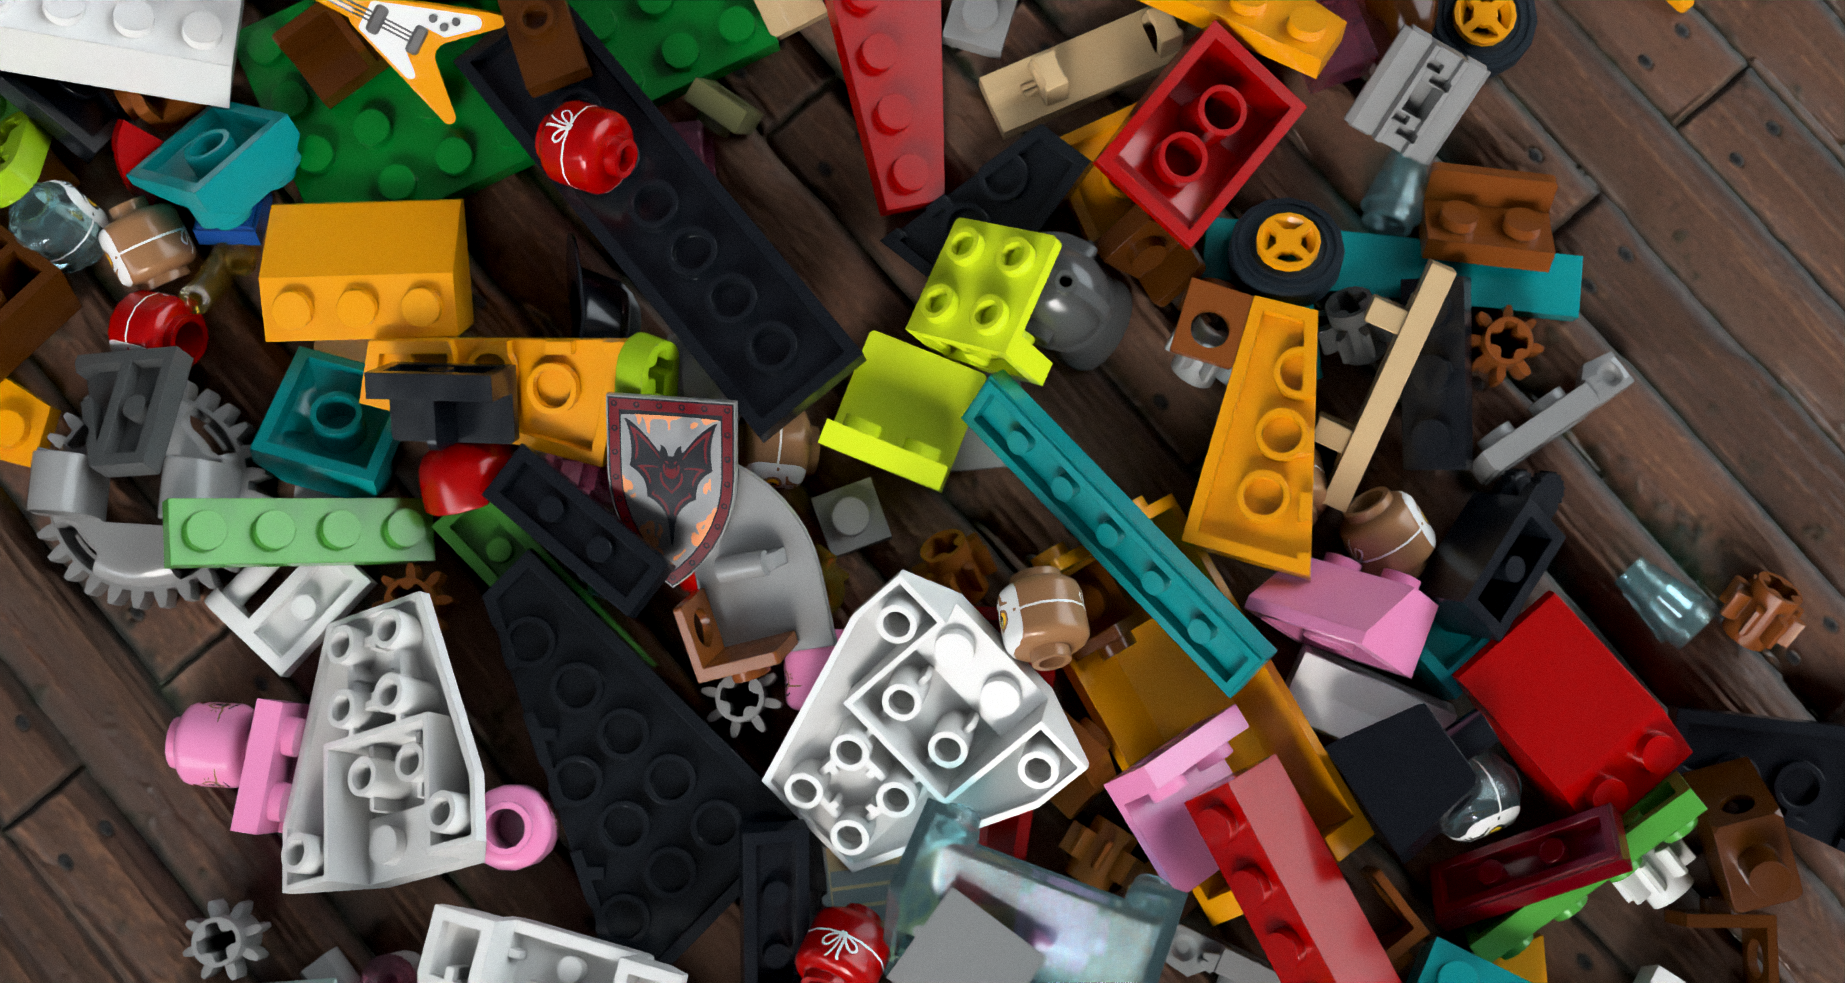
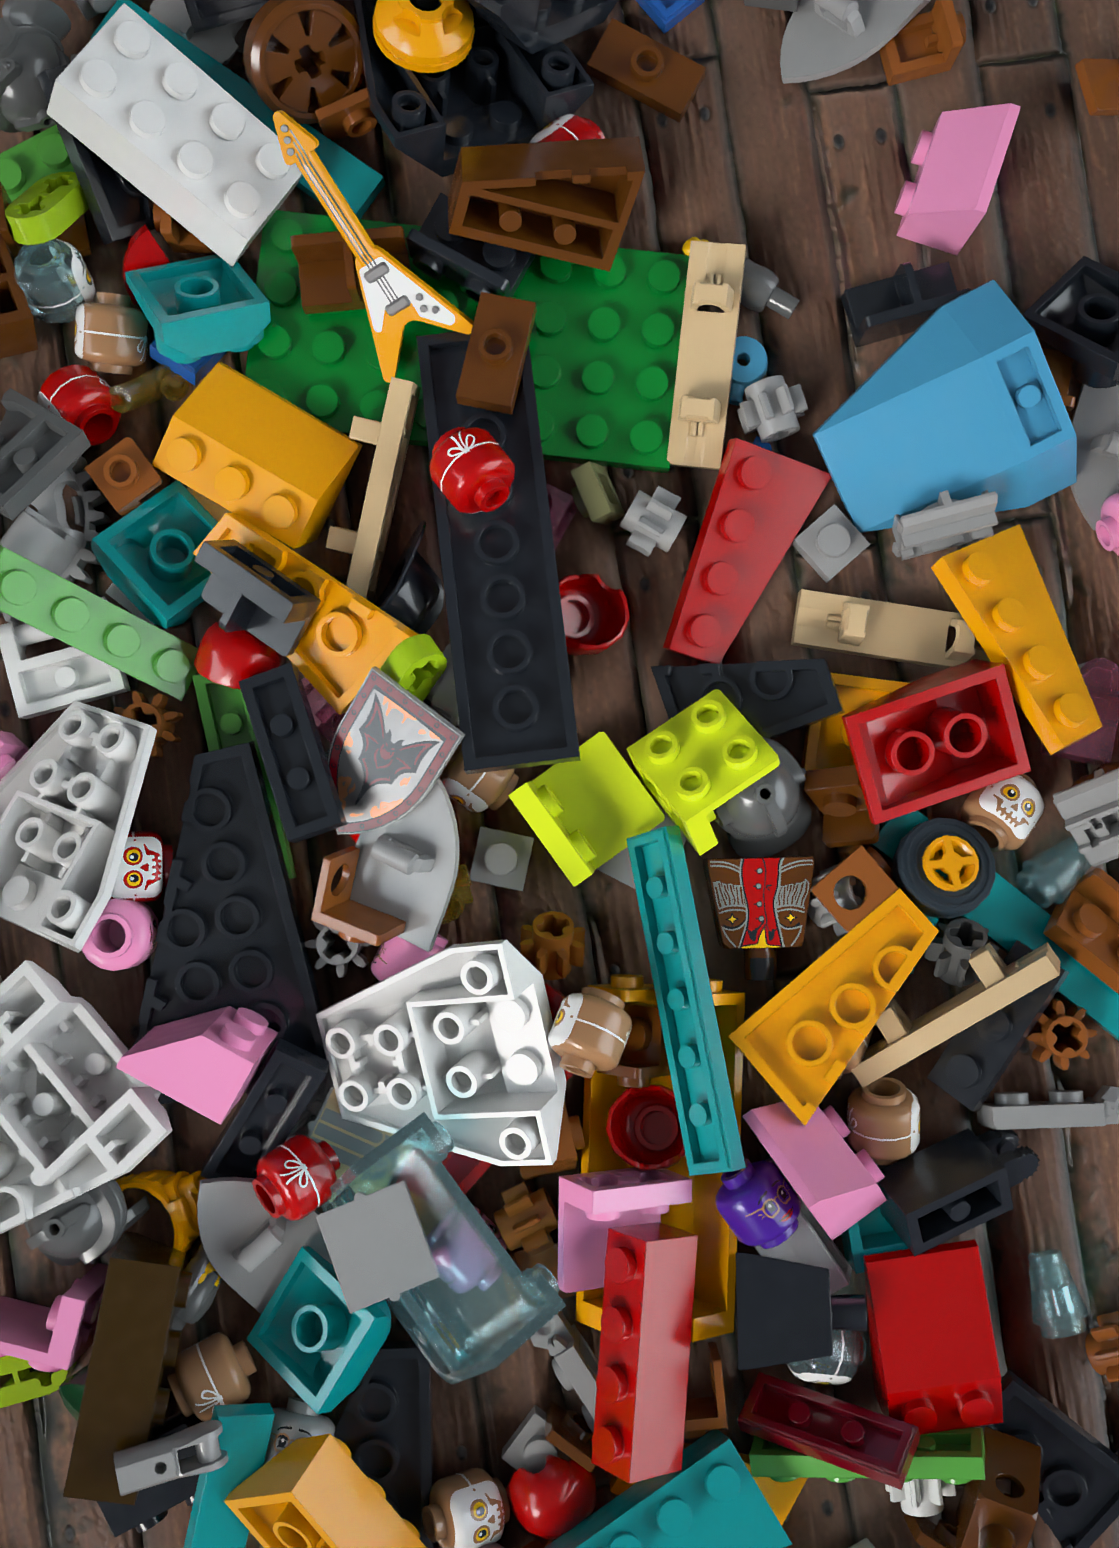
camera: 30 degrees right, 5 degrees up
(244, 369) = (124, 475): none -> dark orange bracket
(489, 175) = (391, 444): none -> tan hinge
(502, 746) = (143, 868): none -> head
(678, 886) = (202, 1058): none -> bright pink slope
(793, 221) = (592, 614): none -> red hair
(794, 99) = (653, 521): none -> light grey gear
(1131, 403) = (759, 906): none -> torso
(1160, 685) = (646, 1128): none -> red hair
(1309, 164) = (1004, 812): none -> head
(1315, 685) = (759, 1204): none -> dark purple head

